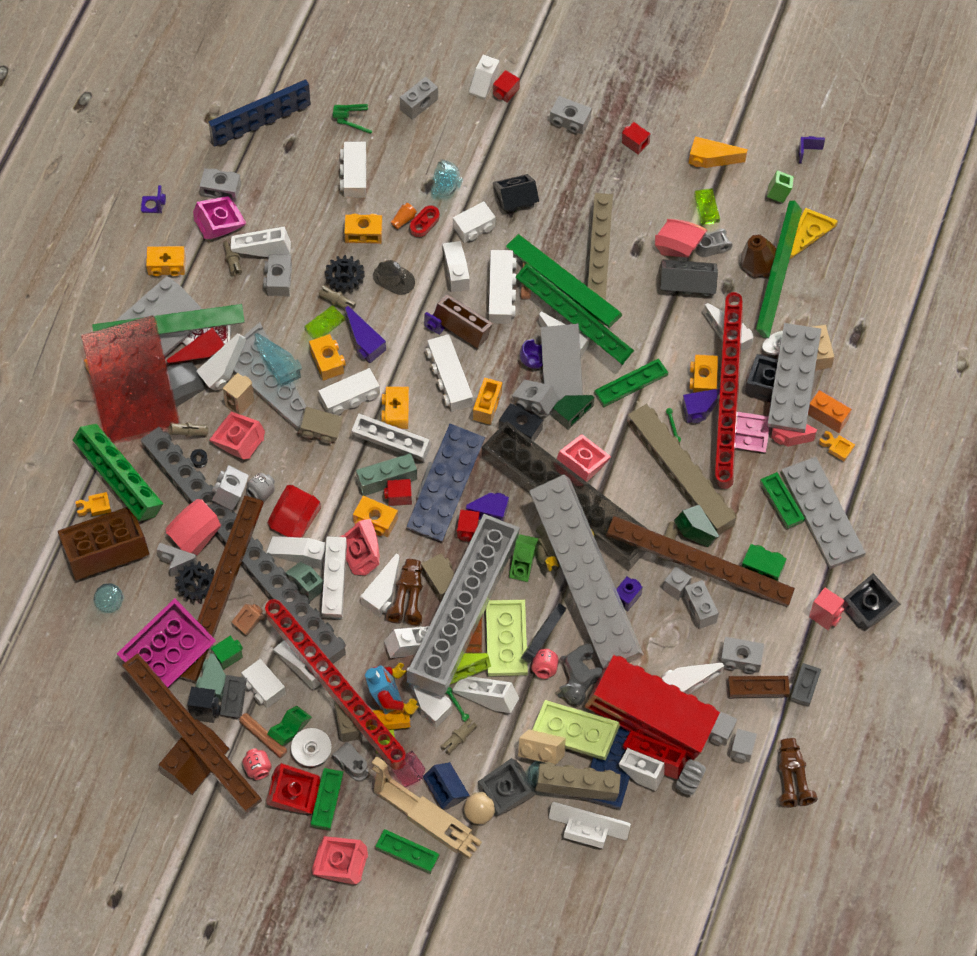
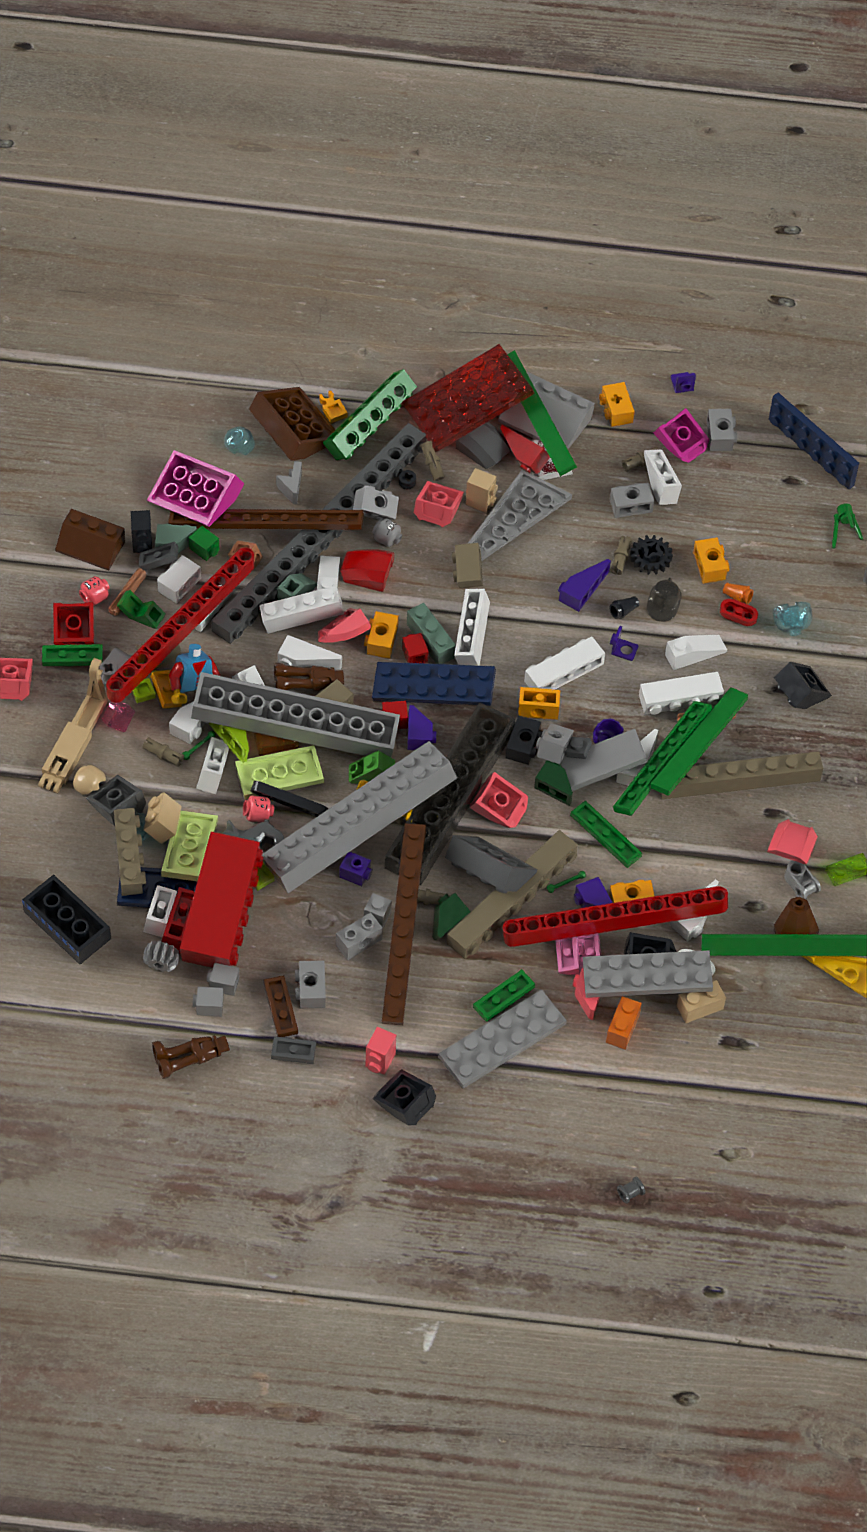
camera: 75 degrees right, 5 degrees down
(187, 584) = (273, 499): black gear -> none
(192, 733) = (104, 522): reddish brown plate -> none
(194, 527) = (323, 485): coral slope -> none
(221, 365) = (512, 470): white slope -> none
(280, 361) = (524, 518): clear light blue slope -> none
(311, 738) = (120, 624): white dish -> none
(324, 323) = (590, 550): clear neon green plate -> none
(330, 366) = (550, 558): light orange brick -> none
(349, 392) = (515, 585): white brick -> none
(353, 169) = (779, 538): white brick -> none
(396, 312) = (623, 607): none -> black cone
(398, 398) = (510, 629): light orange brick -> none
(407, 851) = (33, 731): green plate -> none
(445, 785) = (108, 749): dark blue brick -> none
(462, 321) = (626, 664): reddish brown brick -> none
(474, 222) = (751, 655): white brick -> none
(544, 377) = (578, 747): none -> dark grey plate
(588, 826) = (89, 874): white bracket -> none
(633, 854) = (66, 919): none -> black brick
(652, 477) = (489, 863): none -> dark grey slope
(689, 277) = (751, 863): dark grey slope -> none
(692, 677) = (268, 936): white slope -> none
(764, 562) = (422, 988): green brick -> none
(839, 447) = (585, 1040): light orange plate -> none

